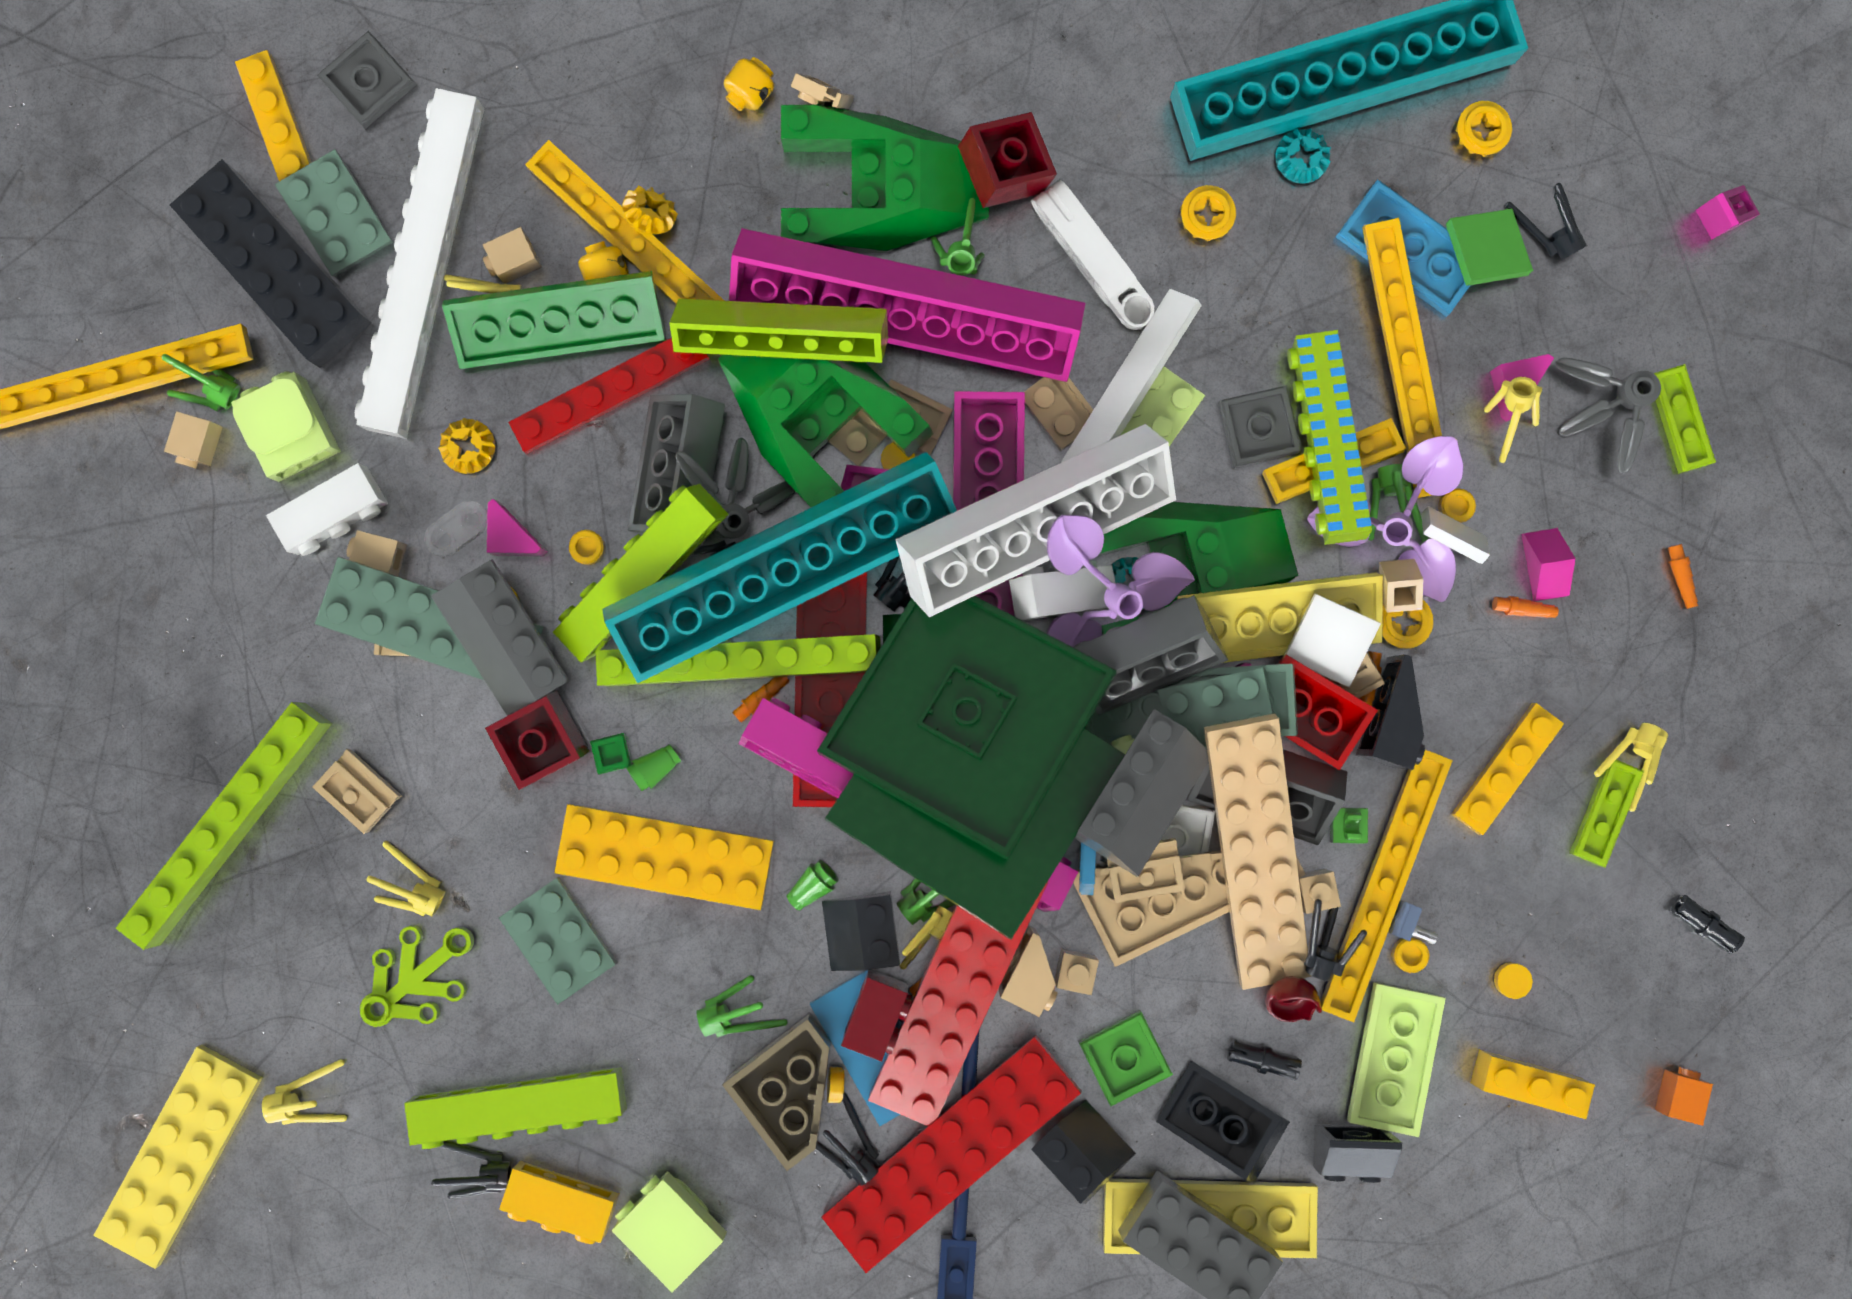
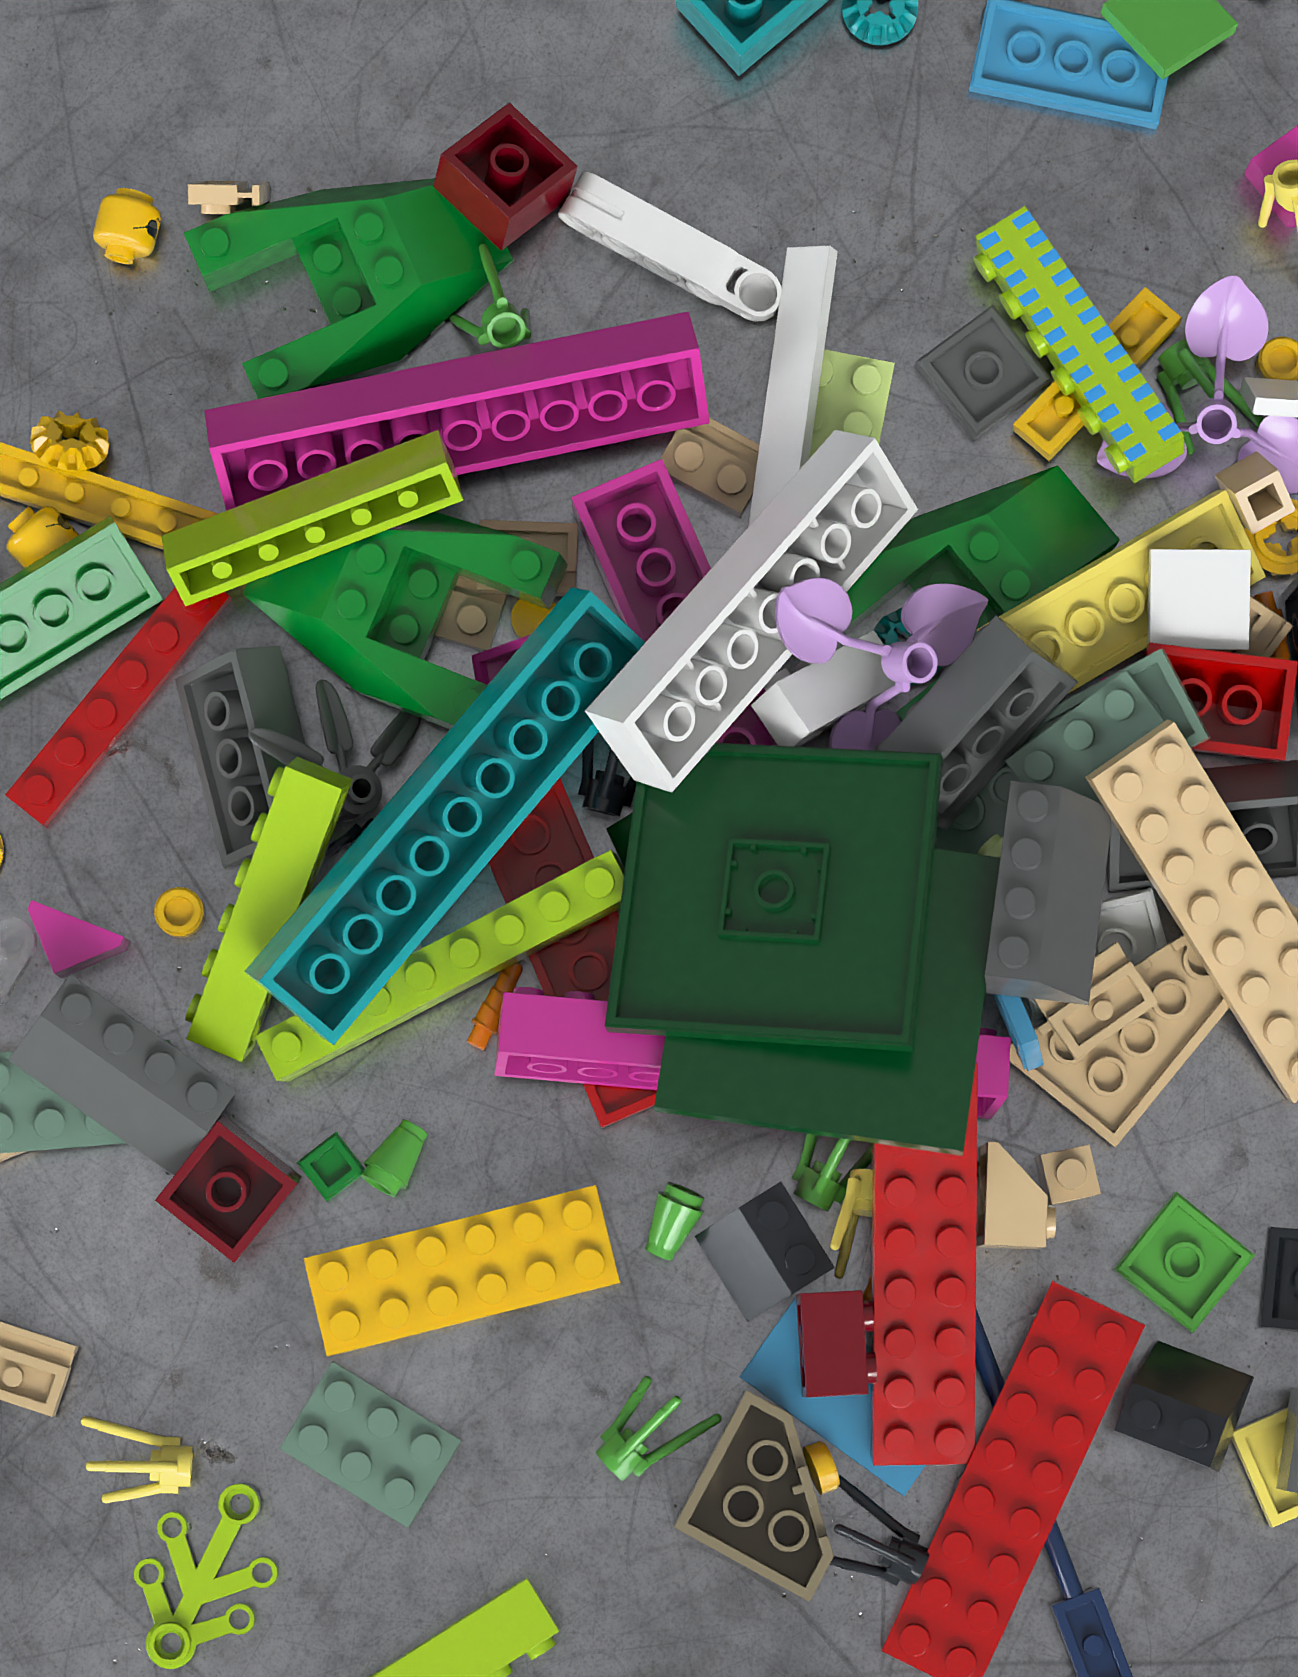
camera: 20 degrees left, 5 degrees down
(1219, 202) = (799, 111): yellow gear -> none
(1402, 333) = (1109, 175): yellow plate -> none

